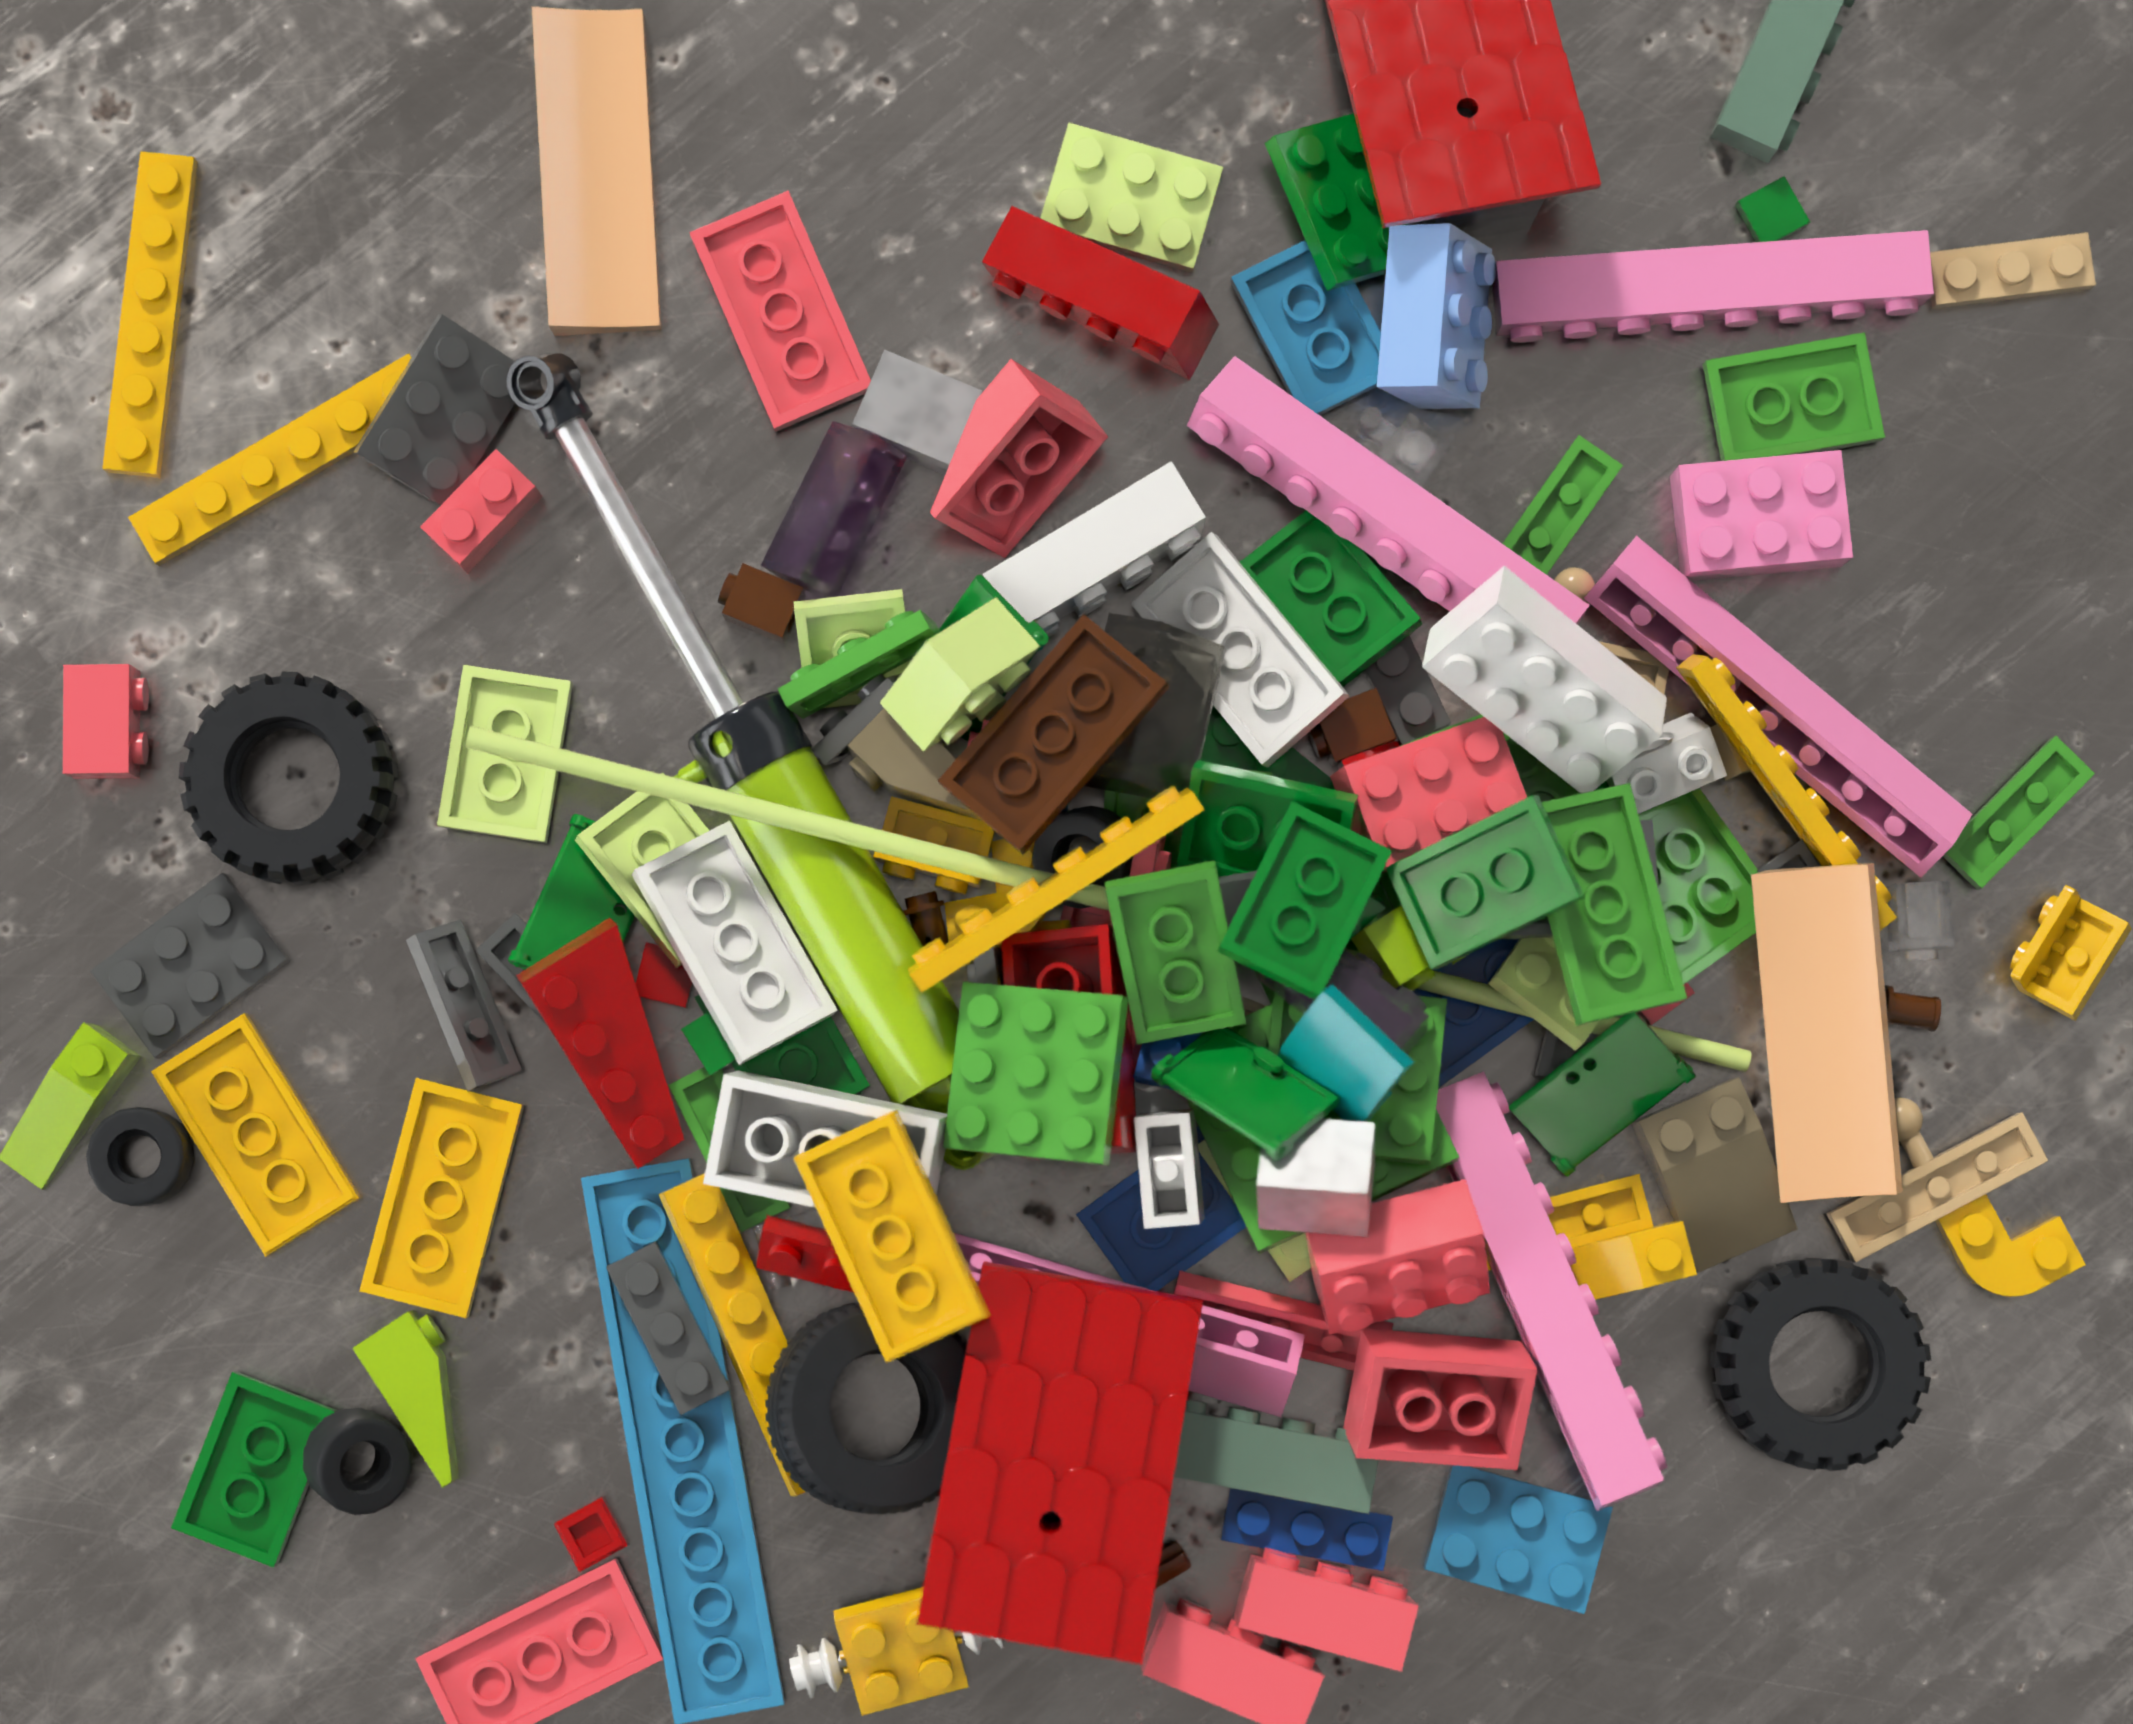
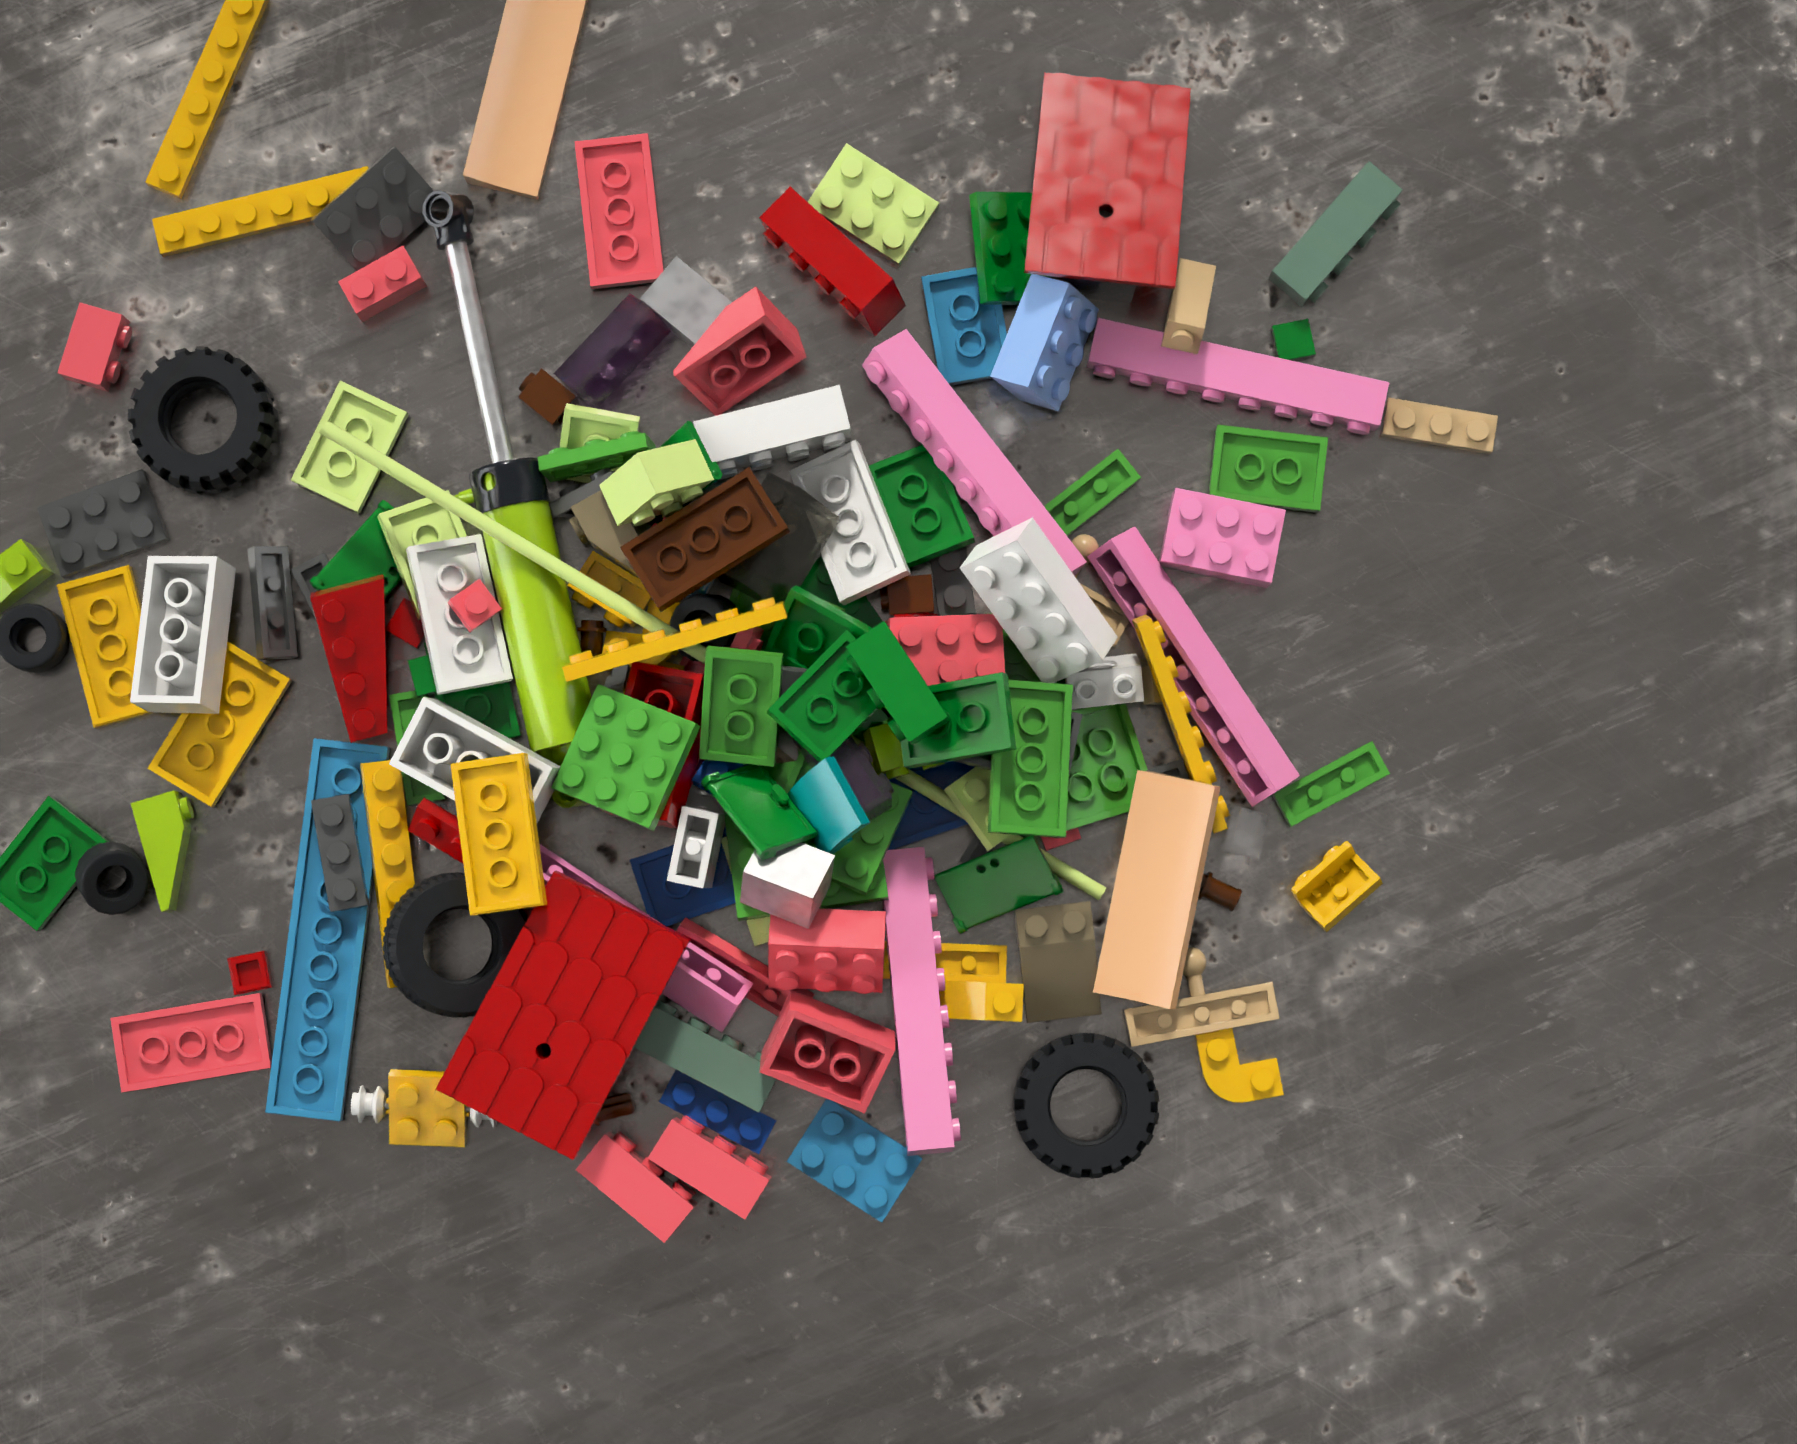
camera: 20 degrees right, 0 degrees up
(354, 1088) = (183, 634): none -> white brick
(753, 924) = (474, 605): none -> coral plate
(1389, 857) = (896, 684): none -> green brick
(1620, 210) = (1188, 306): none -> tan brick

